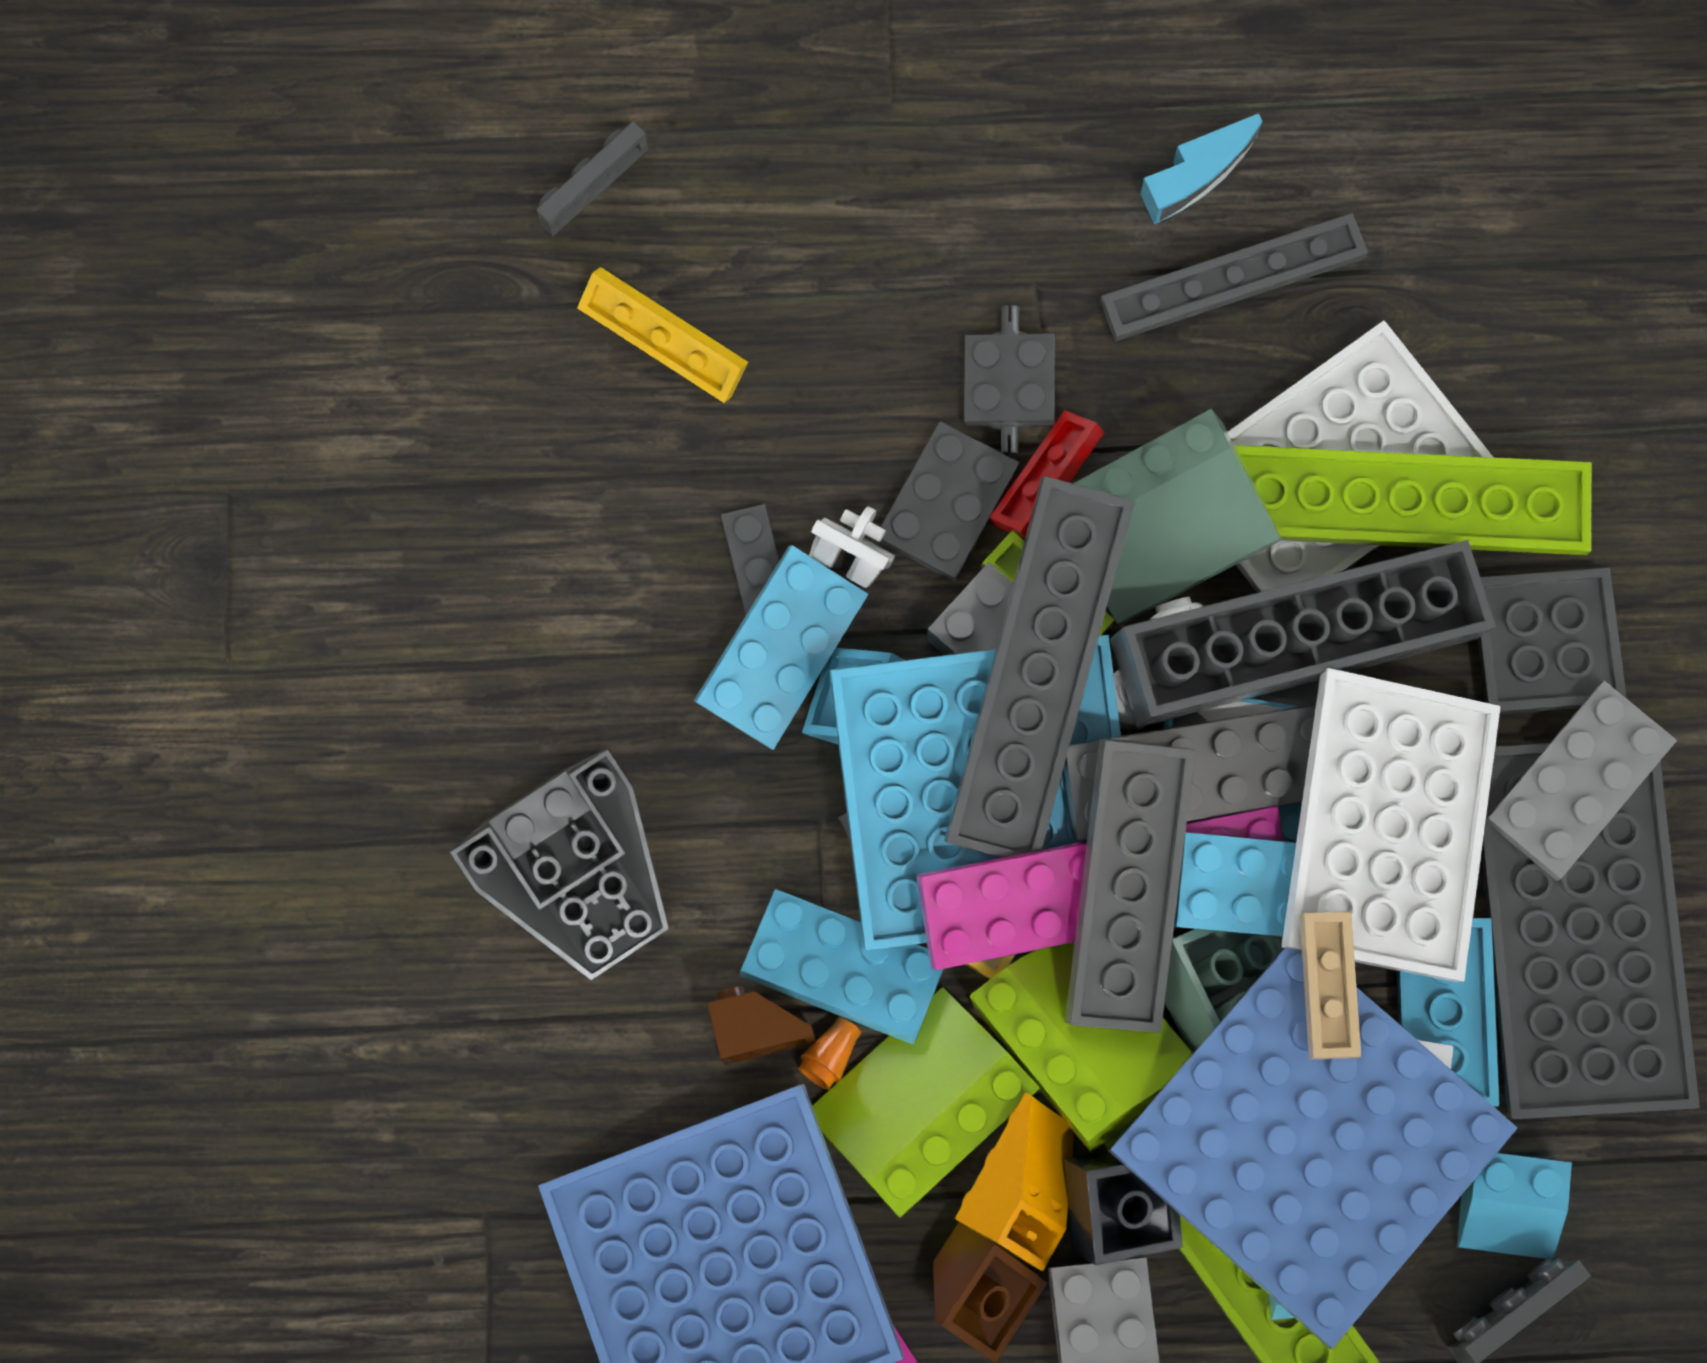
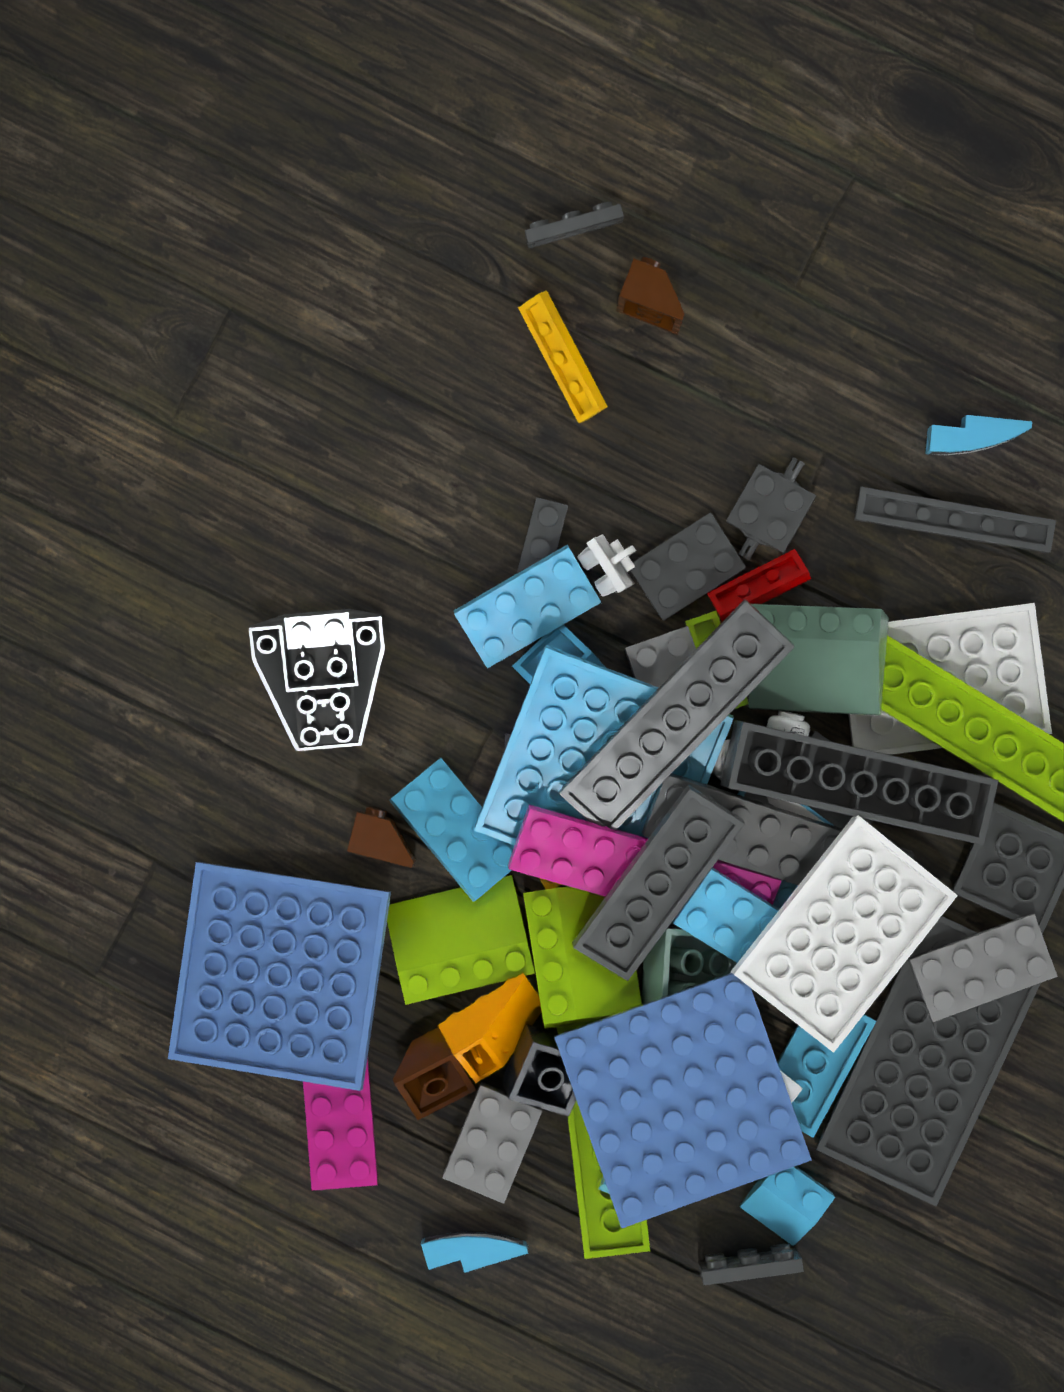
camera: 30 degrees right, 10 degrees up
(731, 202) = (650, 296): none -> reddish brown slope
(828, 1056) = (416, 880): orange cone -> none
(1330, 985) = (744, 1013): tan plate -> none

